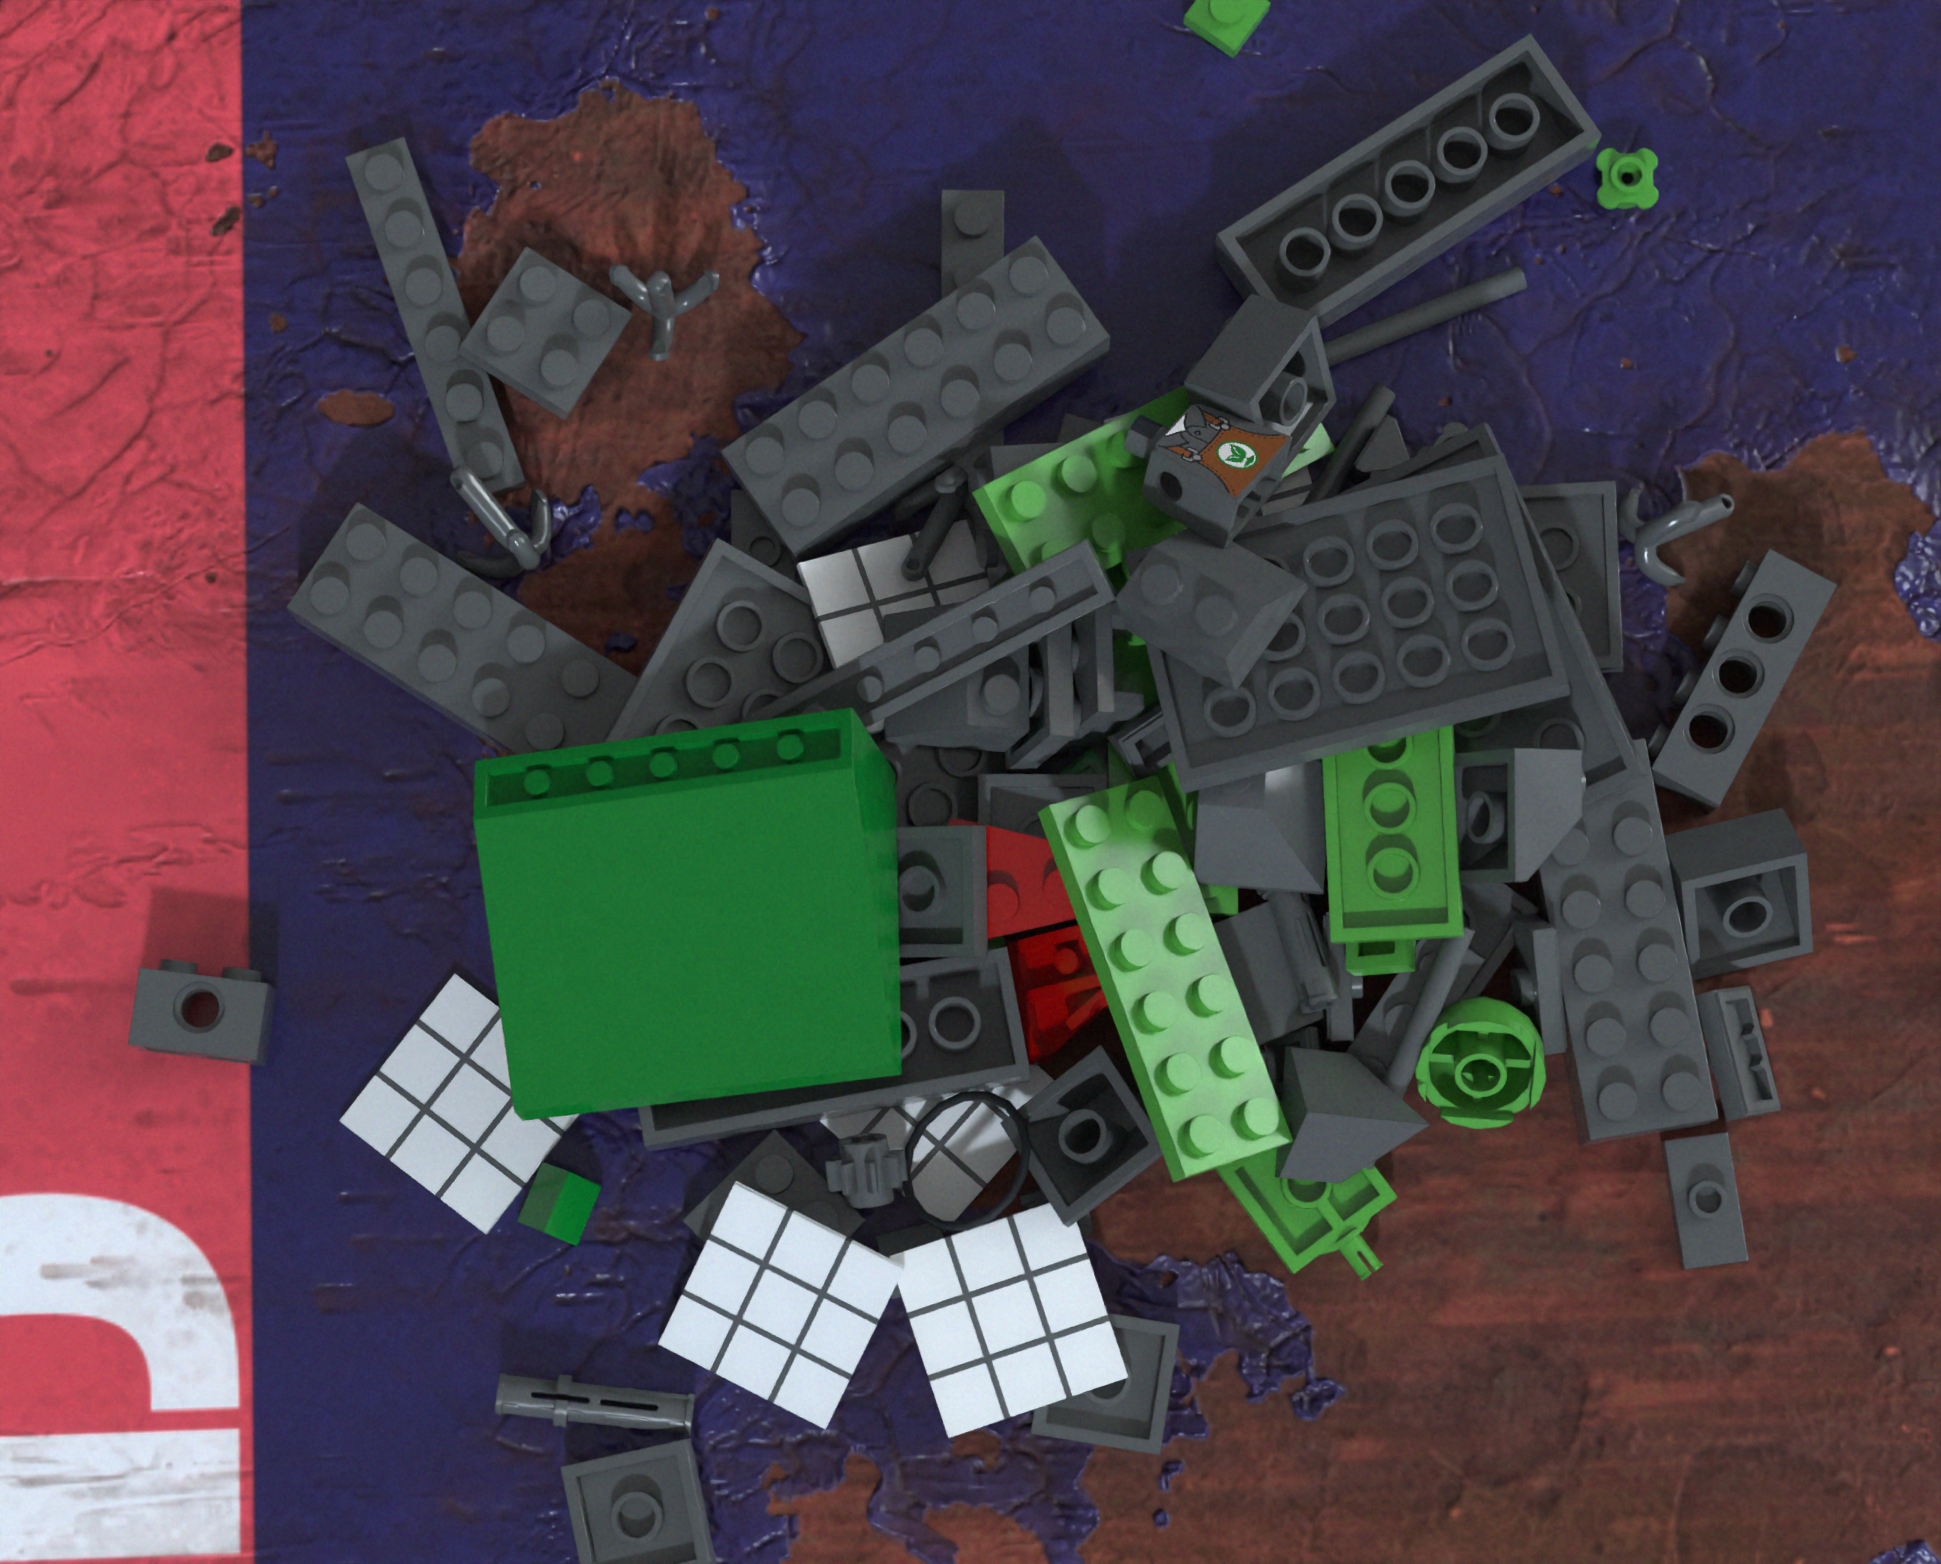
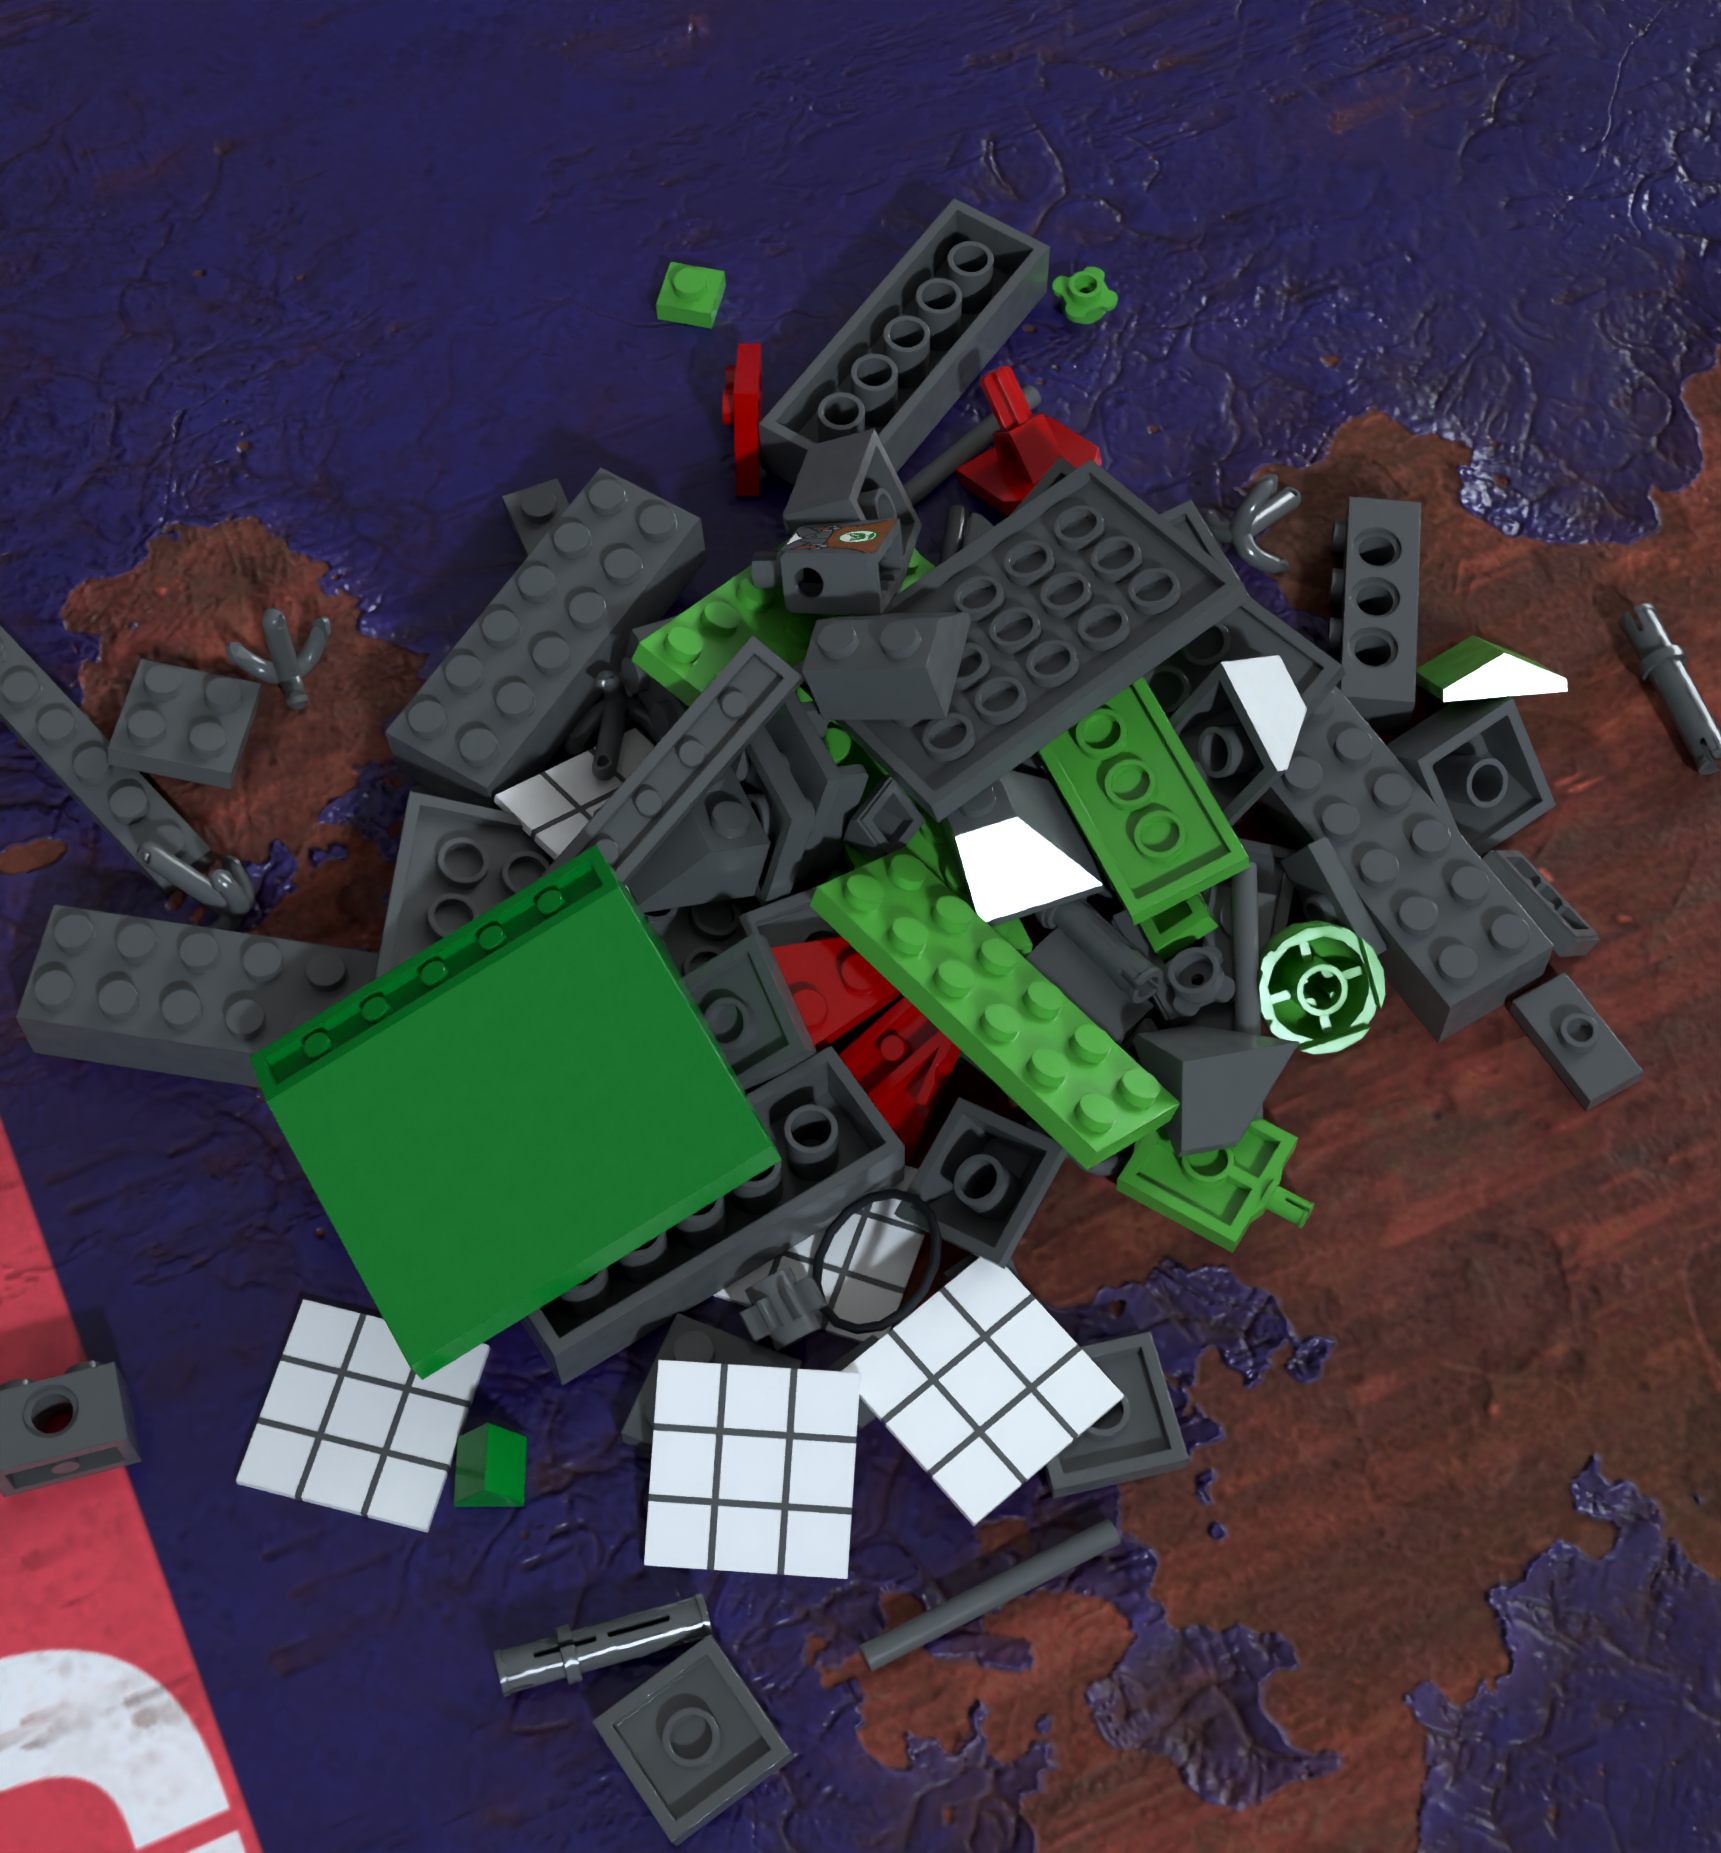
camera: 20 degrees left, 20 degrees down
(940, 1495) = (989, 1595): none -> dark grey bar
(1214, 196) = (744, 410): none -> red wing
(1358, 1003) = (1196, 963): none -> dark grey plate
(1479, 368) = (1023, 446): none -> red piece
(1807, 800) = (1485, 671): none -> slope

